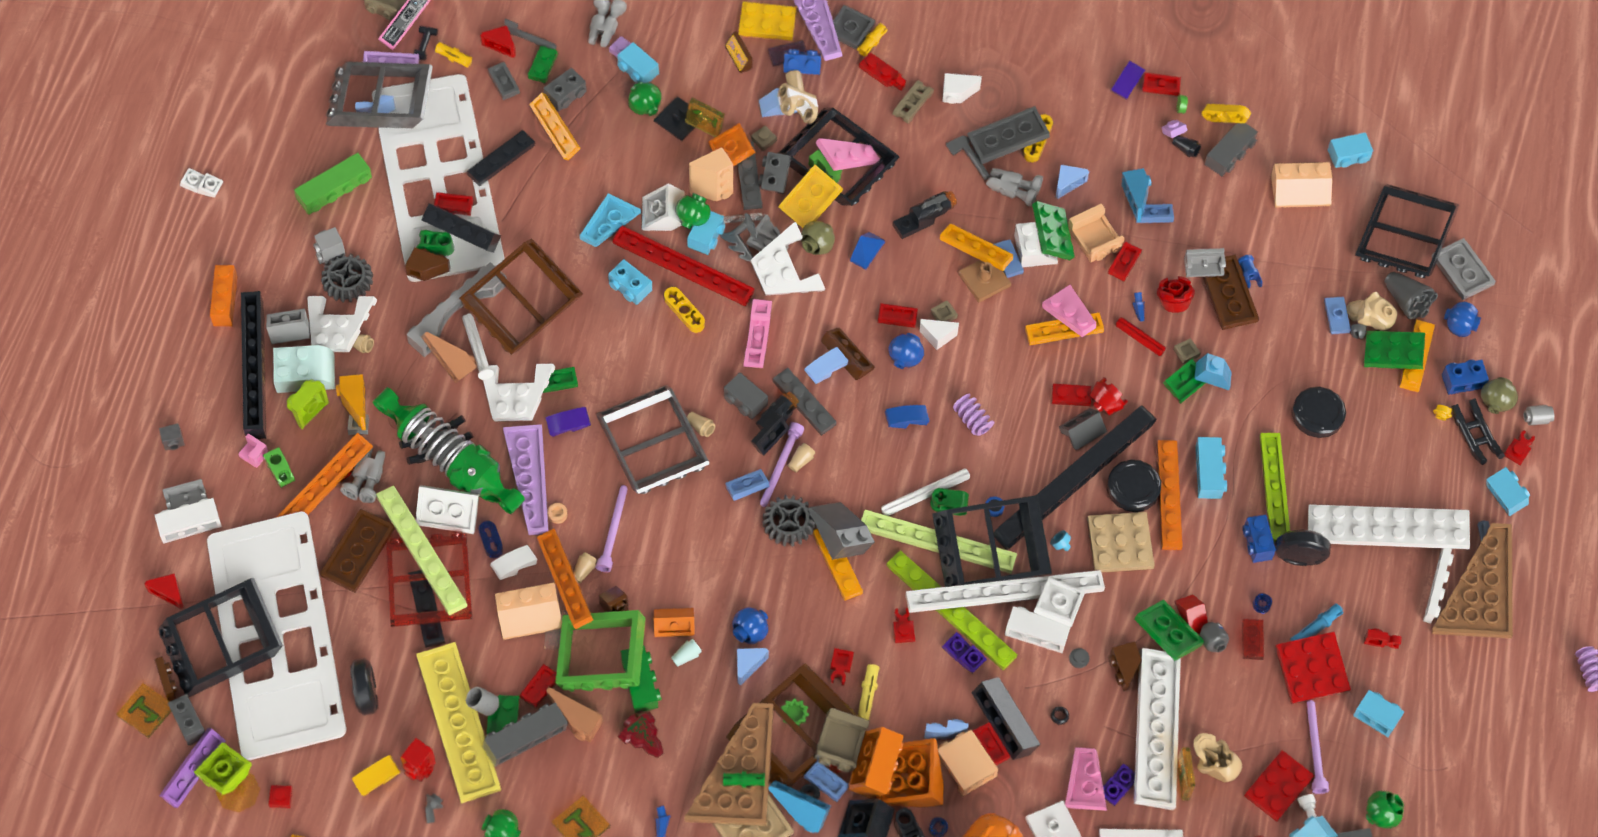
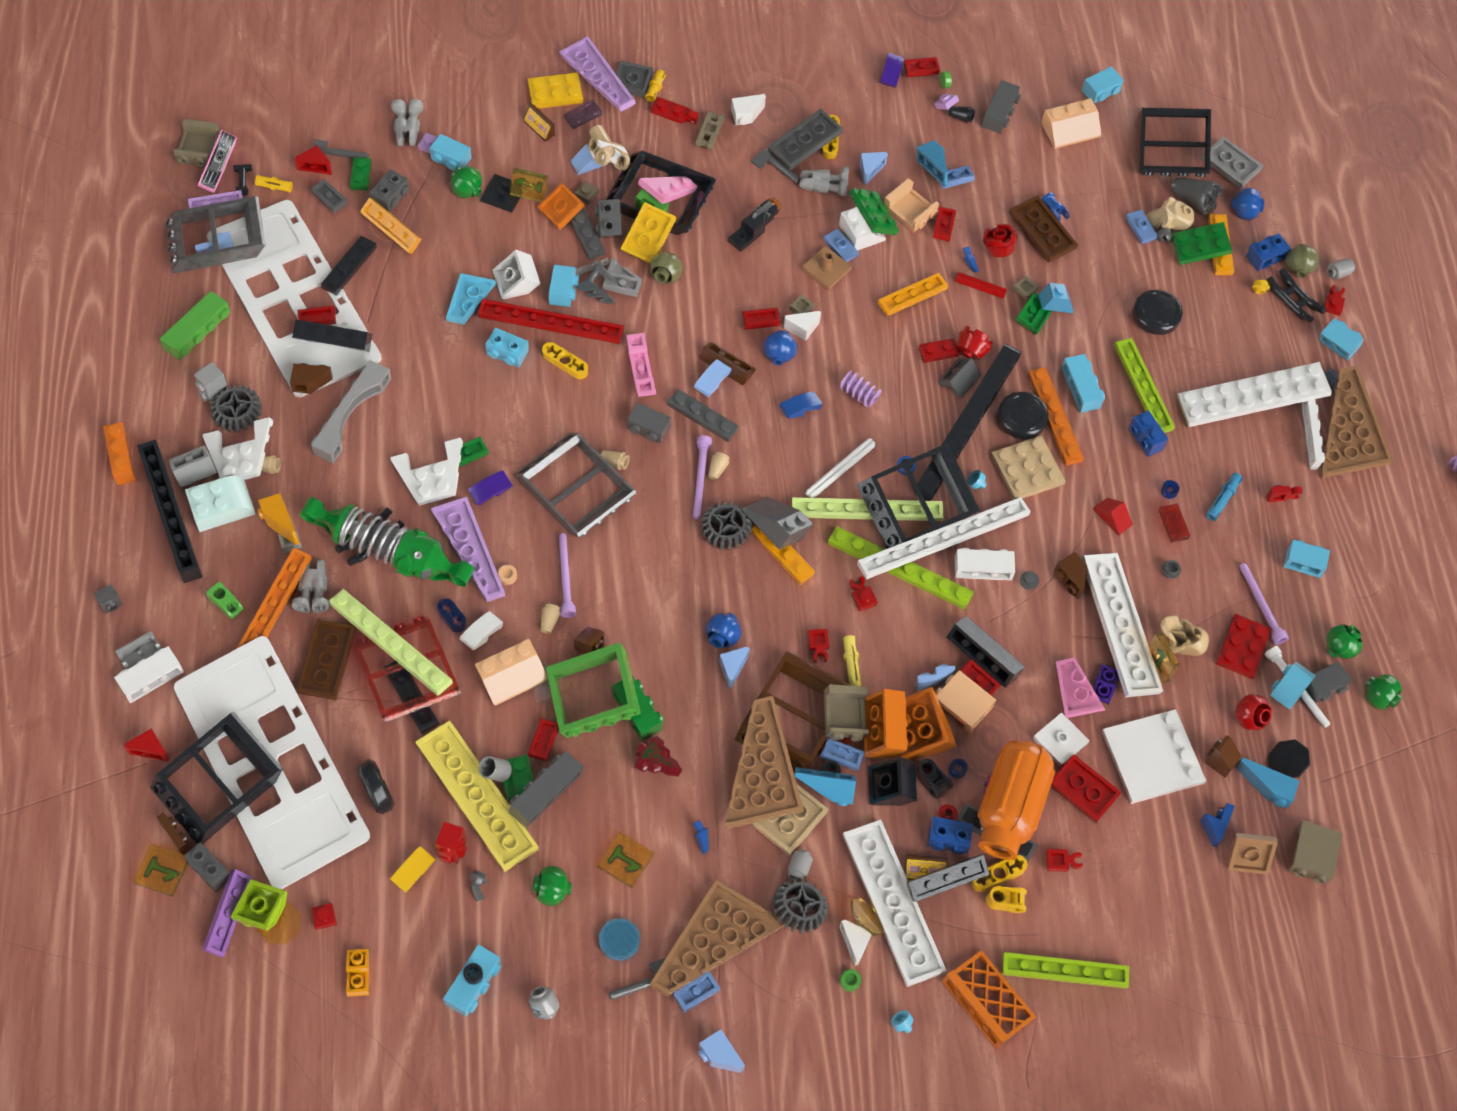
camera: 20 degrees left, 0 degrees up
(200, 183) = (65, 356): white slope -> none
(253, 451) = (194, 592): bright pink panel -> none
(307, 402) = (234, 531): lime slope -> none
(433, 242) = (311, 354): green piece -> none
(447, 509) = (402, 597): white plate -> none
(453, 359) = (361, 456): nougat slope -> none
(477, 348) = (397, 461): white axle -> none
(493, 325) = (393, 418): reddish brown window -> none
(565, 579) = (537, 632): orange plate -> none
(581, 719) = (596, 760): nougat slope -> none
(674, 622) = (651, 646): orange panel -> none
(686, 653) = (672, 671): light aqua cone -> none
(693, 210) = (546, 268): green plant -> none
(712, 176) = (553, 234): light nougat slope -> none
(744, 779) = (770, 773): green pin -> none
(747, 484) = (677, 503): medium blue plate -> none
(773, 422) = (682, 440): black plate -> none
(776, 269) = (639, 305): white wing -> none
(796, 711) = (793, 697): bright green piece -> none
(805, 62) = (605, 116): blue brick -> none
(866, 249) = (713, 268): blue slope -> none
(949, 500) = (864, 470): green piece -> none
(963, 653) = (925, 604): dark purple slope -> none
(976, 247) = (811, 241): light orange plate -> none
(1057, 721) = (1027, 641): black piece -> none
(1059, 601) = (997, 533): white plate -> none
(1070, 310) = (912, 276): bright pink wing -> none
(1169, 630) = (1100, 534): green plate -> none
(1204, 262) = (1015, 207): light grey hinge -> none
(1214, 637) = (1141, 529): dark grey head -> none
(1226, 113) = (998, 74): yellow beam -> none
(1232, 686) = (1171, 569): none -> dark grey plate
(1303, 547) = (1190, 430): black piece -> none
(1312, 667) = (1235, 534): red plate -> none

